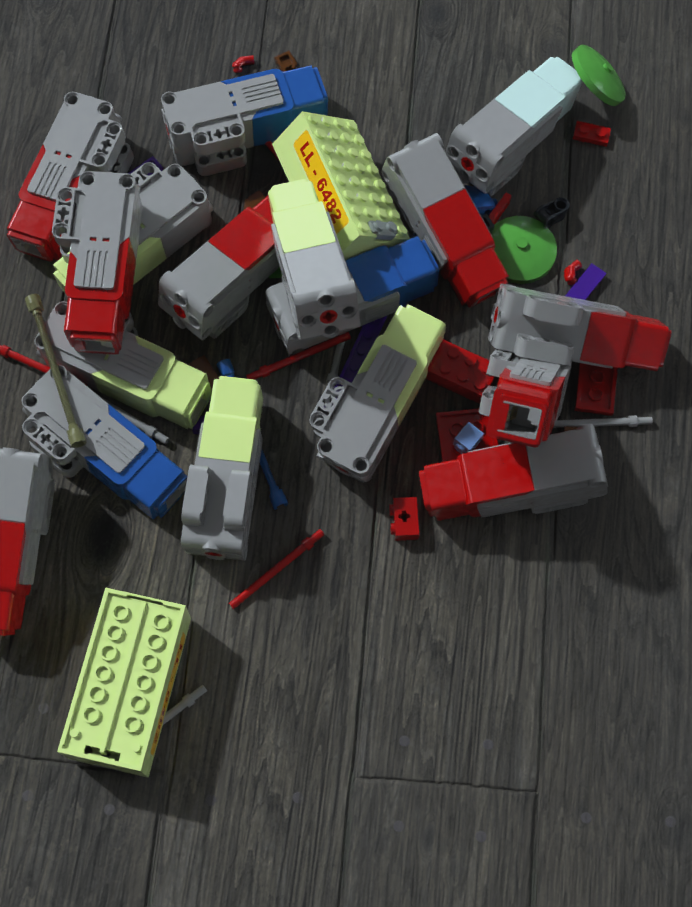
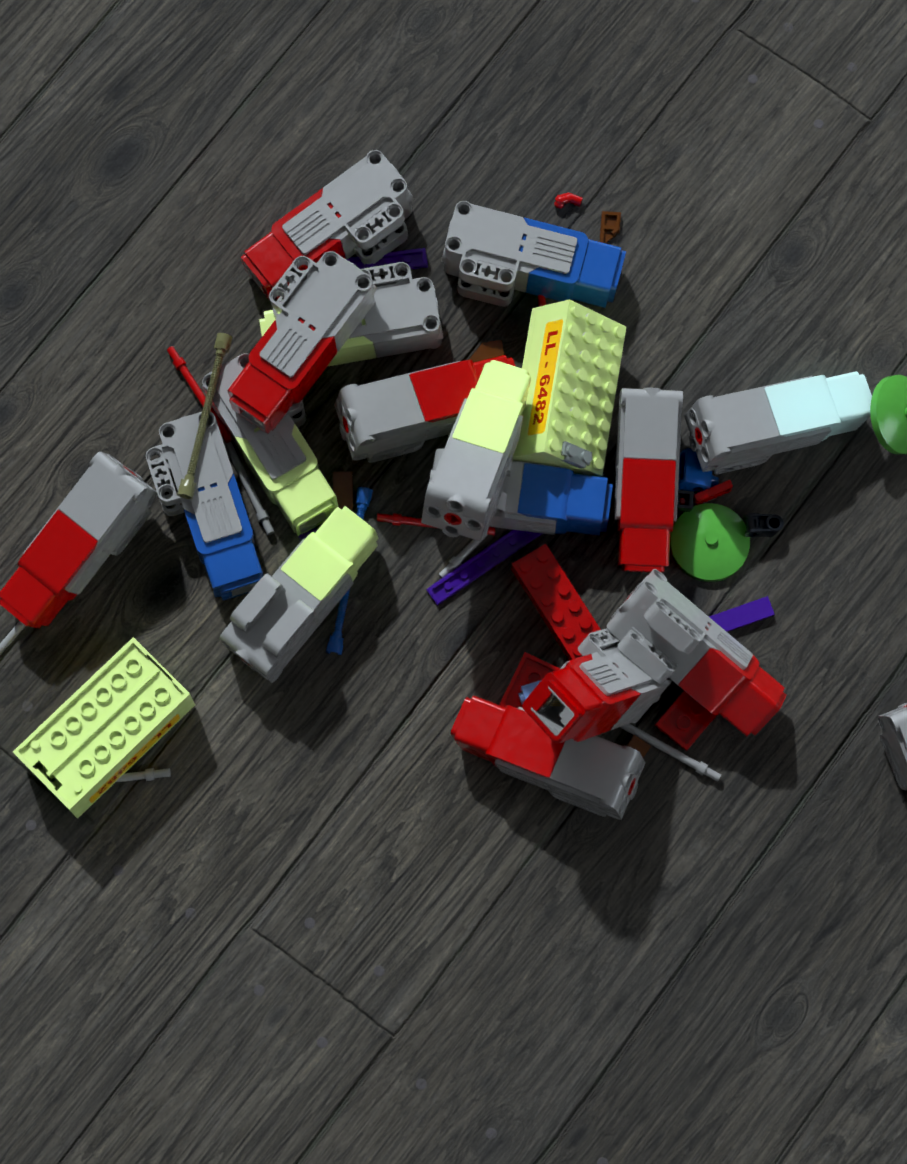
camera: 35 degrees right, 5 degrees up
(306, 544) = (333, 701): red bar -> none
(370, 409) = (463, 615): light grey piece -> none
(404, 507) = (443, 724): red brick -> none
(569, 272) = (740, 593): red arm -> none
(591, 133) = (858, 467): red plate -> none

